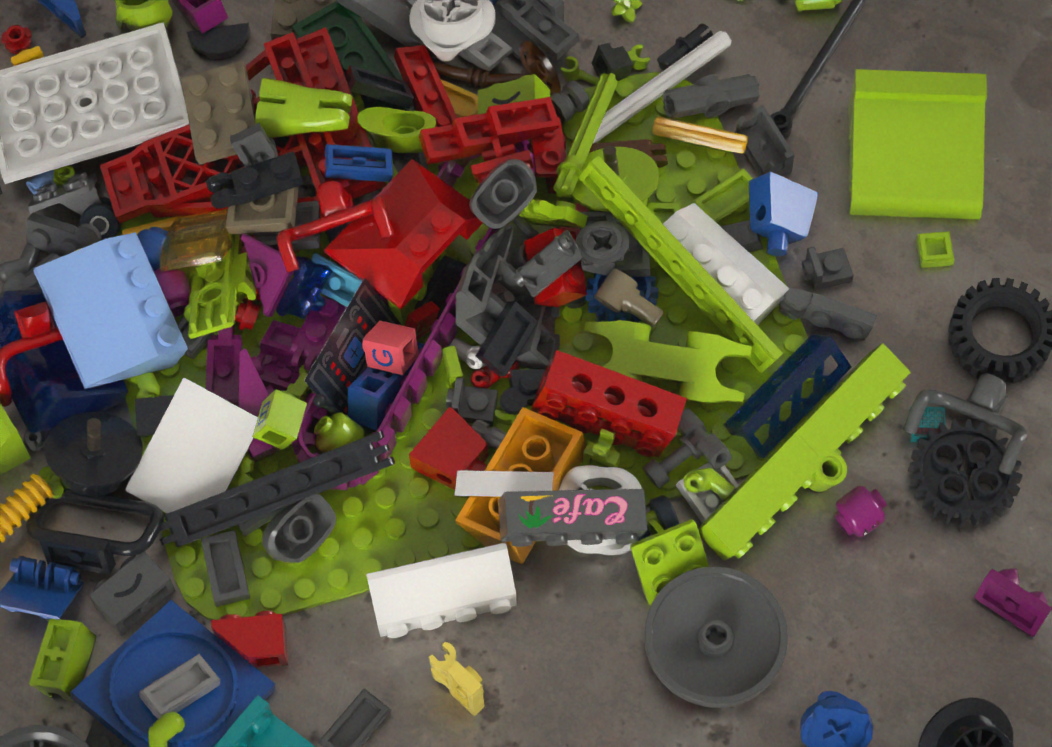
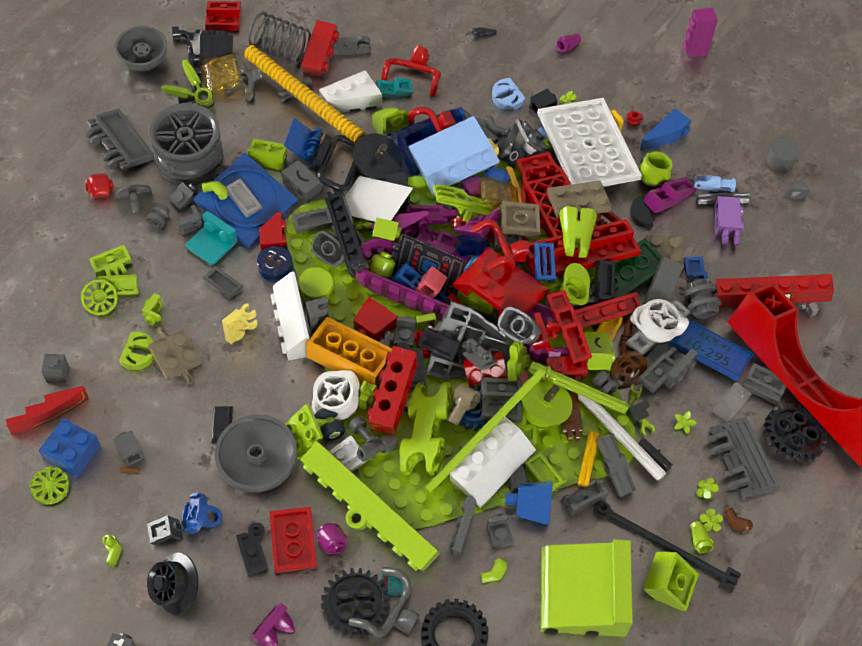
camera: 85 degrees right, 5 degrees down
(253, 145) = (548, 208): dark grey bracket -> none
(255, 181) = (530, 212): black hinge -> none
(317, 633) = (274, 263): none -> clear blue head
(373, 547) = (316, 284): none -> lime head
(451, 538) = (316, 313): none -> dark grey hinge
(497, 482) = (346, 339): white sticker -> none
(572, 516) = (321, 368): dark grey brick -> none
(601, 233) = (494, 378): dark grey gear -> none
(649, 709) = (220, 420): none -> black tile
(707, 479) = (350, 449): lime arm -> none
(780, 386) = (413, 495): fence -> none
(864, 574) = (292, 540): none -> red plate
(886, 637) = (252, 550): none -> black hinge
(890, 40) = (671, 580): none -> lime slope
(896, 273) = (496, 573): none -> lime arm
(935, 249) = (515, 599): lime tile -> none

